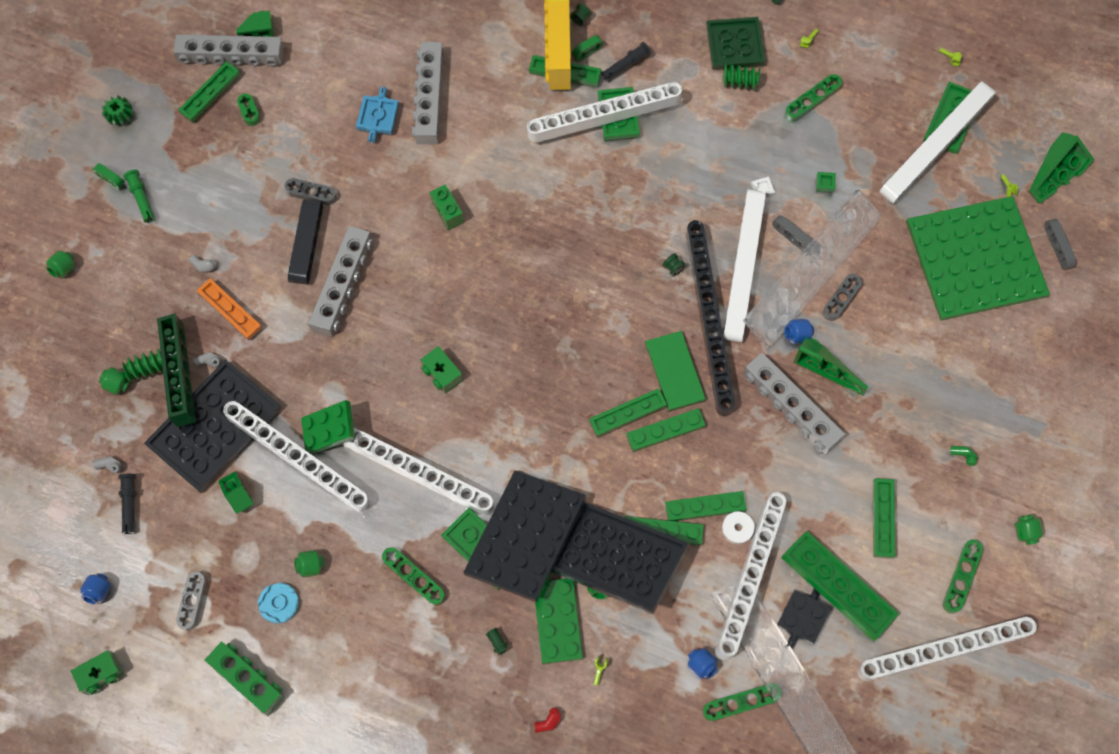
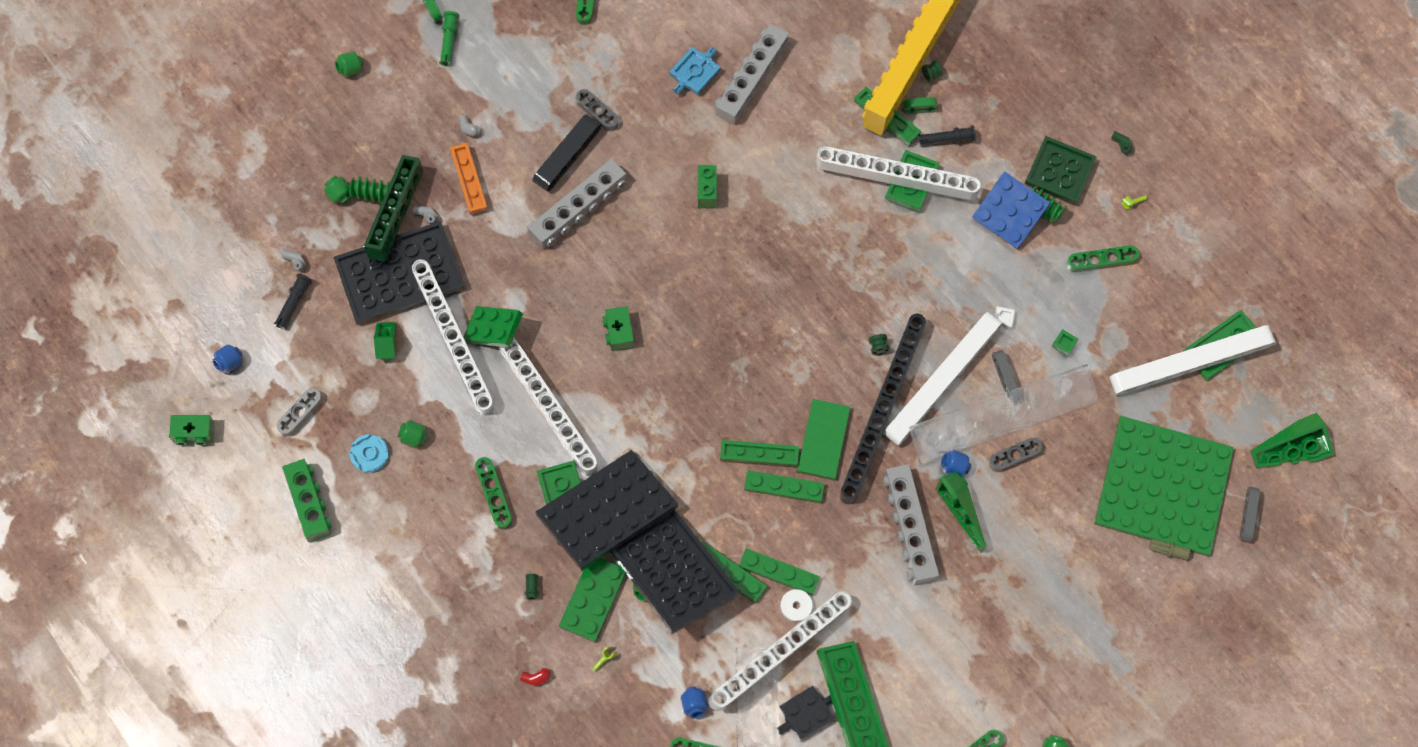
camera: 25 degrees right, 0 degrees up
(716, 95) = (1011, 210): none -> plate
(883, 518) = (930, 668): green plate -> none
(955, 58) = (1262, 290): lime hand -> none
(966, 452) = (1040, 651): green arm -> none
(1011, 188) = (1236, 438): lime hand -> none
(1015, 307) = (1169, 549): none -> olive axle

